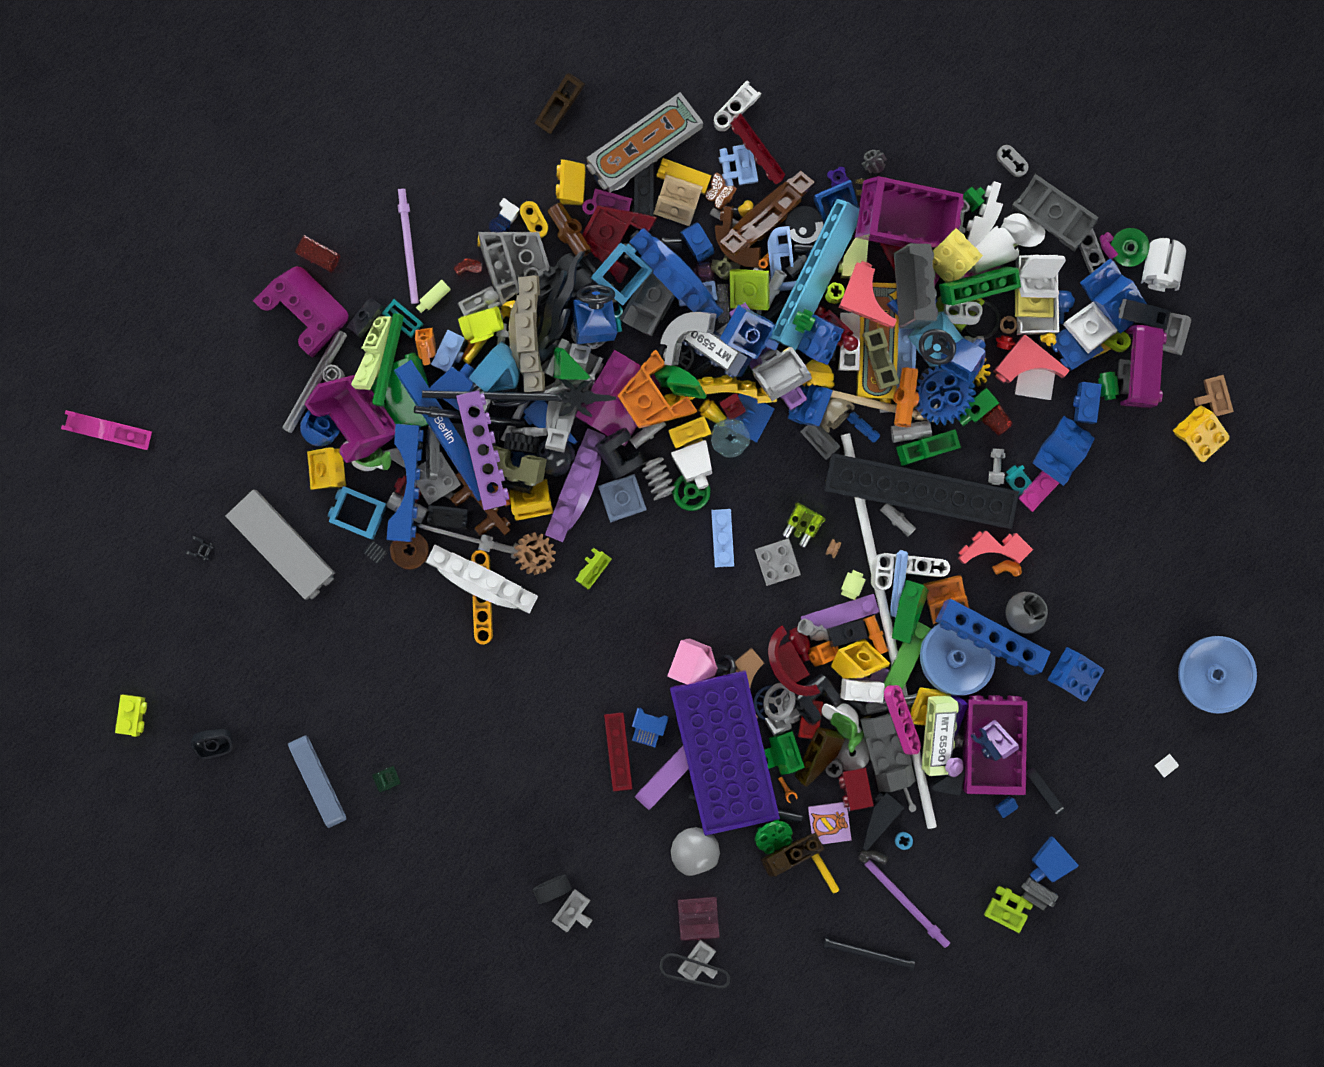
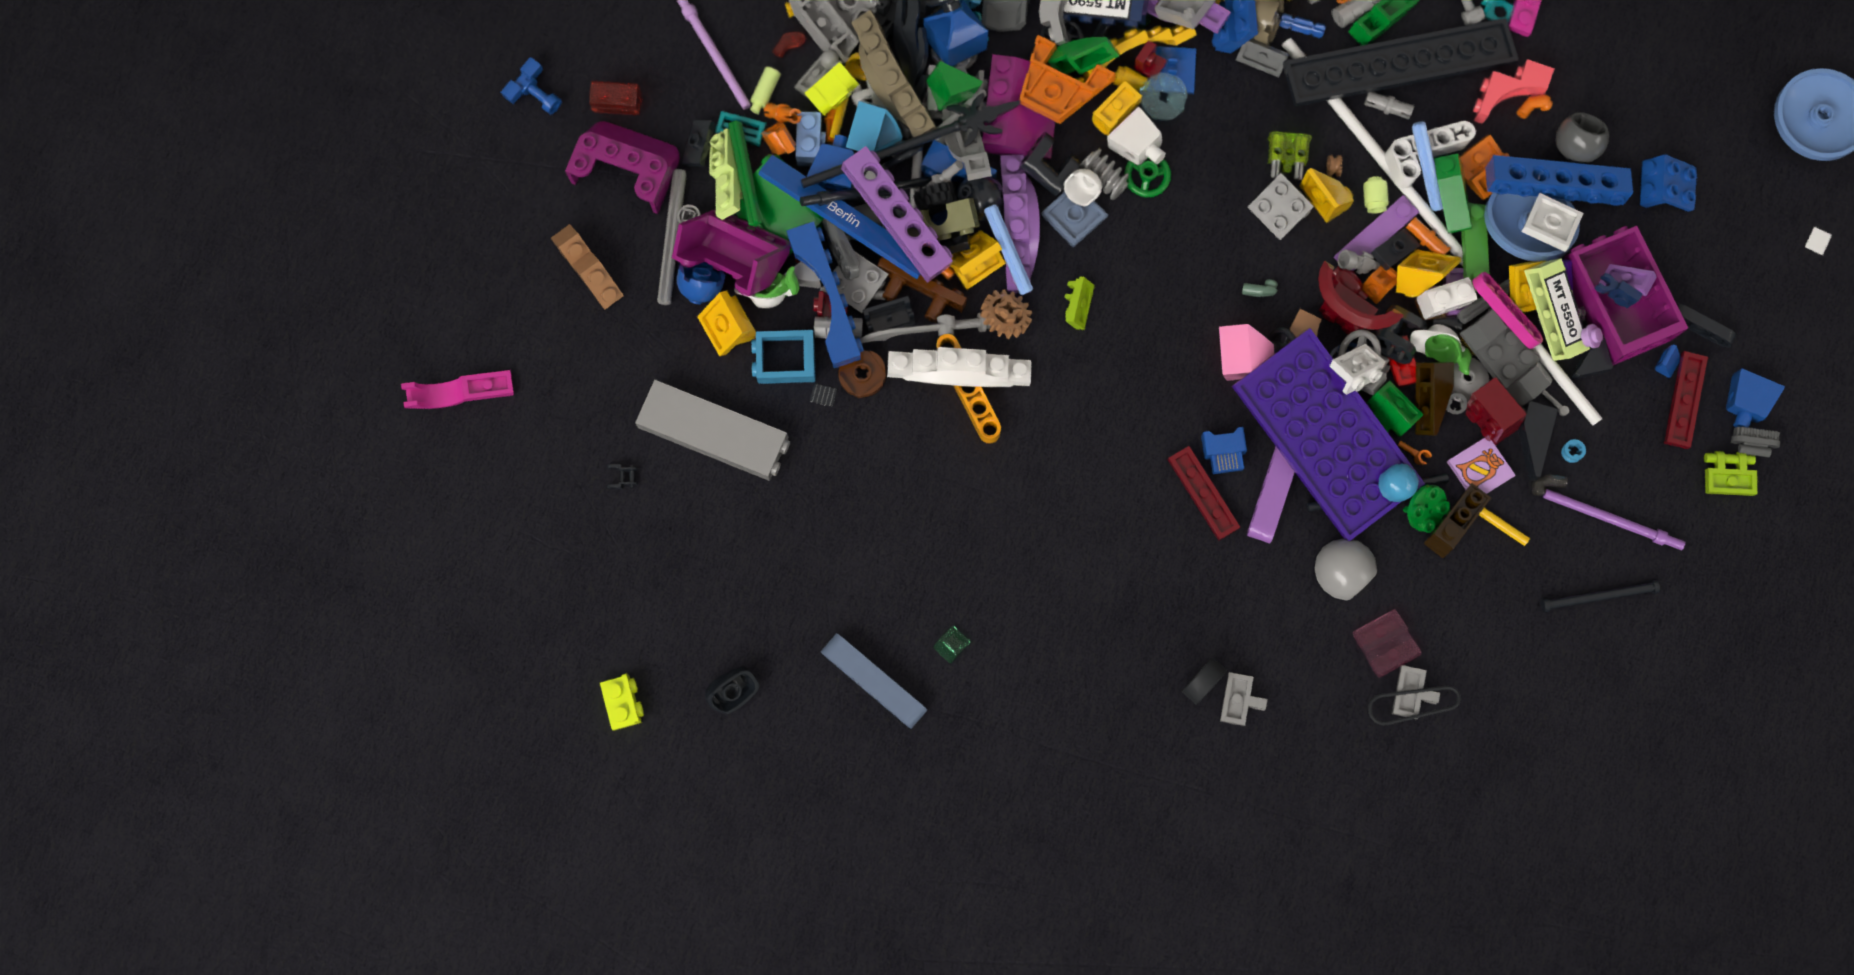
camera: 20 degrees left, 10 degrees down
(240, 379) = (587, 266): none -> medium nougat arch
(256, 211) = (527, 84): none -> blue bar
(437, 324) = (782, 113): none -> orange pin
(556, 508) = (1008, 249): none -> light blue axle
(635, 483) = (1083, 187): none -> white hair
(646, 433) = (1069, 132): light grey pin -> none
(722, 538) = (1206, 209): light blue plate -> none
(731, 619) = (1260, 290): none -> sand green arm
(759, 811) = (1398, 483): none -> dark azure hair
(767, 716) = (1358, 368): none -> white bracket
(816, 570) = (1326, 194): none -> yellow slope
(968, 669) = (1552, 222): none -> white plate
(1004, 841) = (1686, 400): none -> dark red plate

